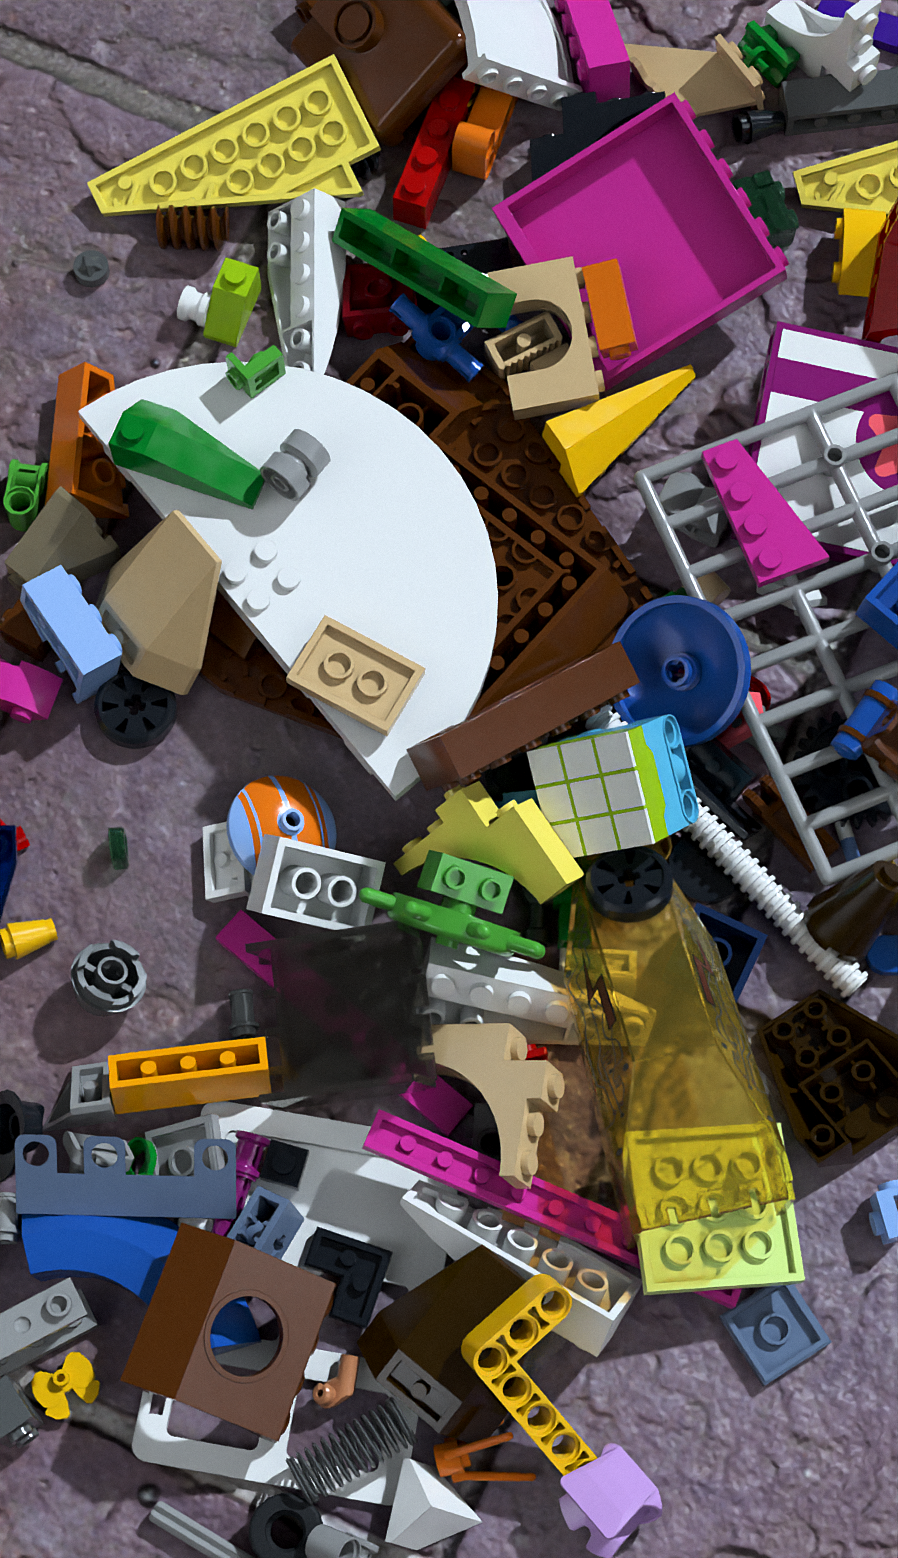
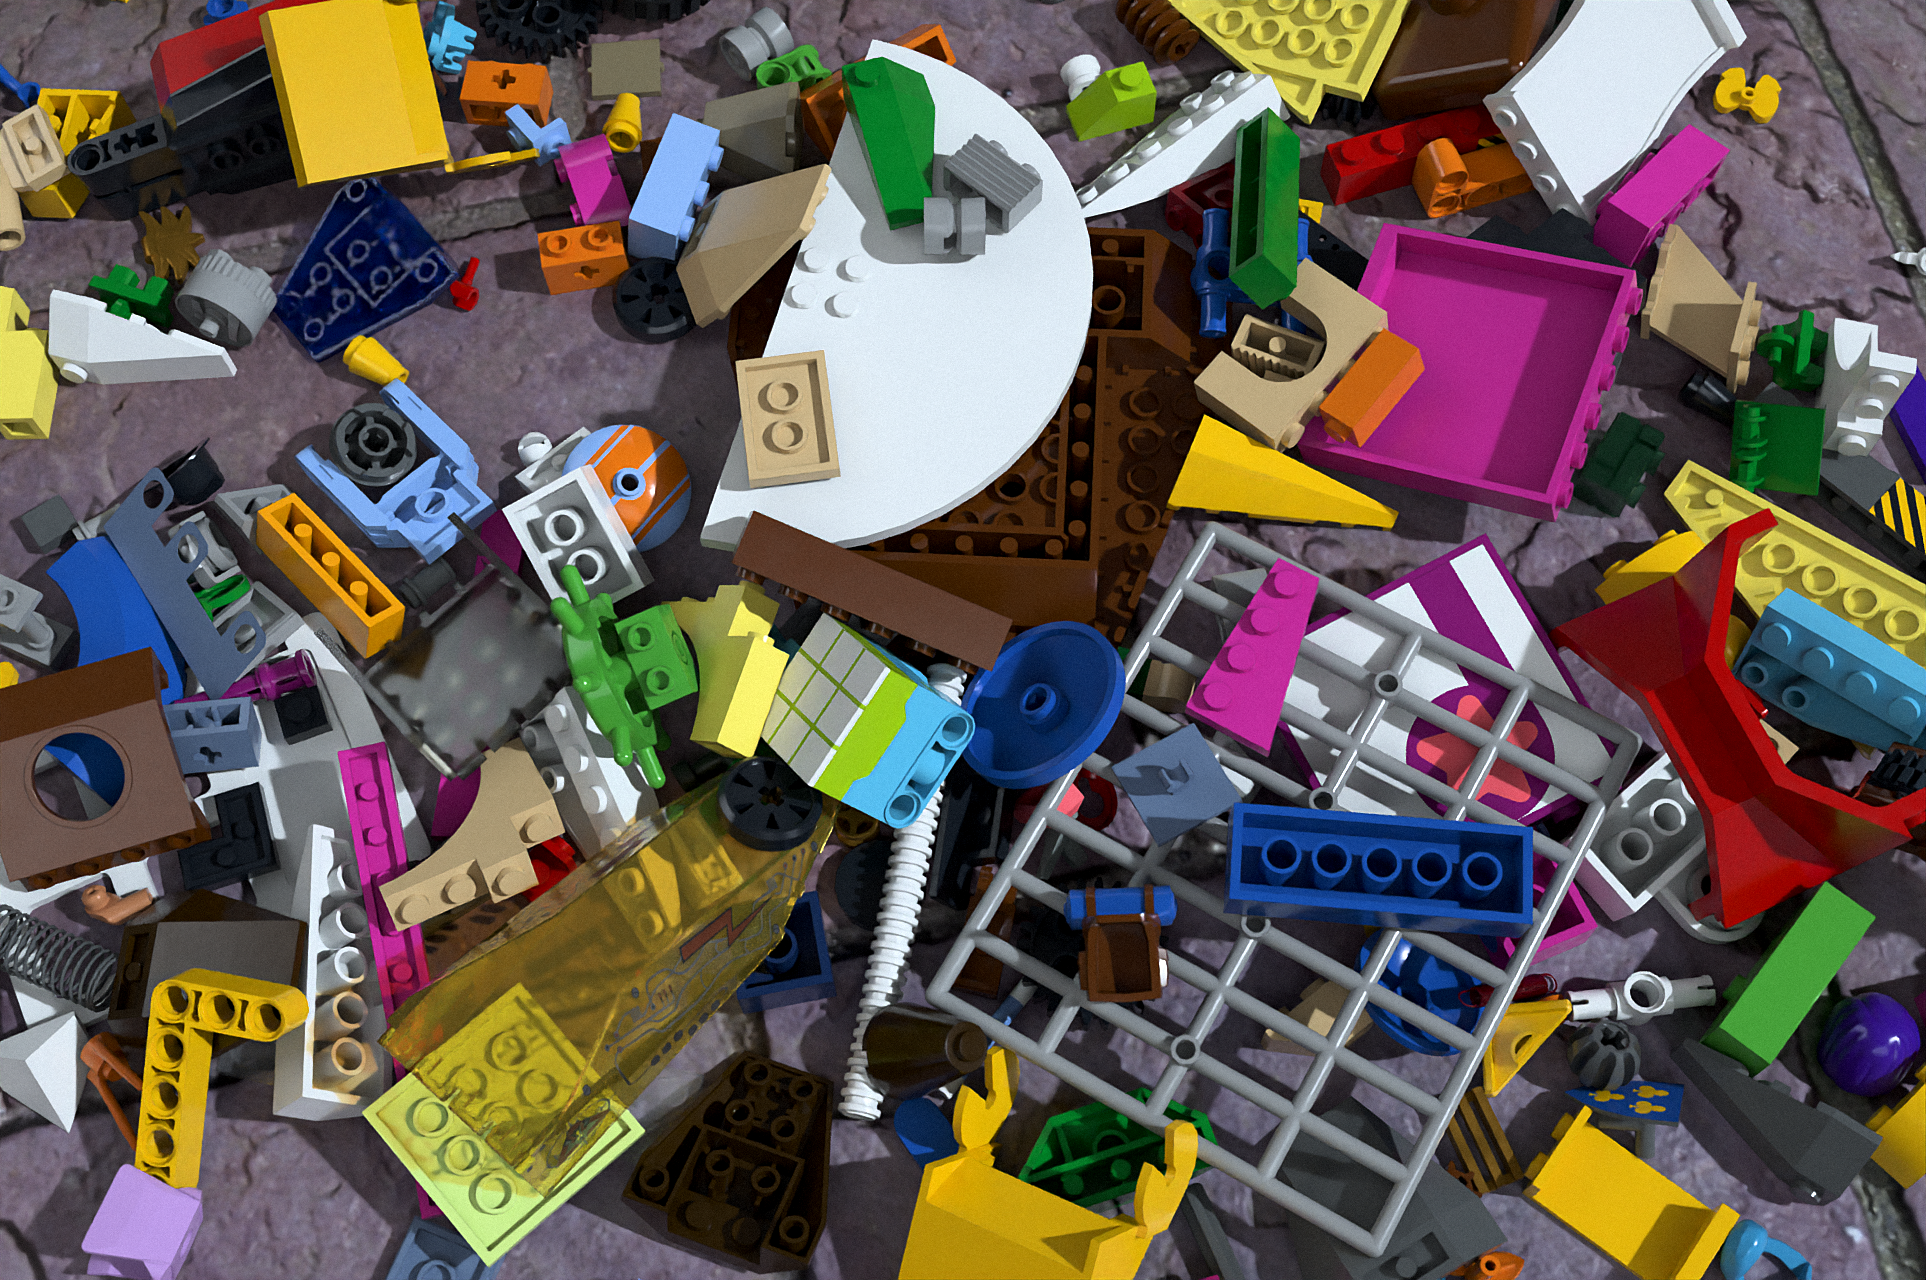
camera: 55 degrees right, 5 degrees down
(61, 733) = (583, 257): none -> orange brick
(118, 847) = (513, 374): clear green tile -> none
(189, 971) = (418, 506): none -> light blue plate
(197, 876) = (533, 447): none -> white hinge
(258, 373) = (1025, 139): bright green bracket -> none
(274, 414) = (989, 172): none -> light grey brick
(803, 628) = (1176, 784): none -> sand blue piece
(830, 116) = (1777, 447): none -> green hinge

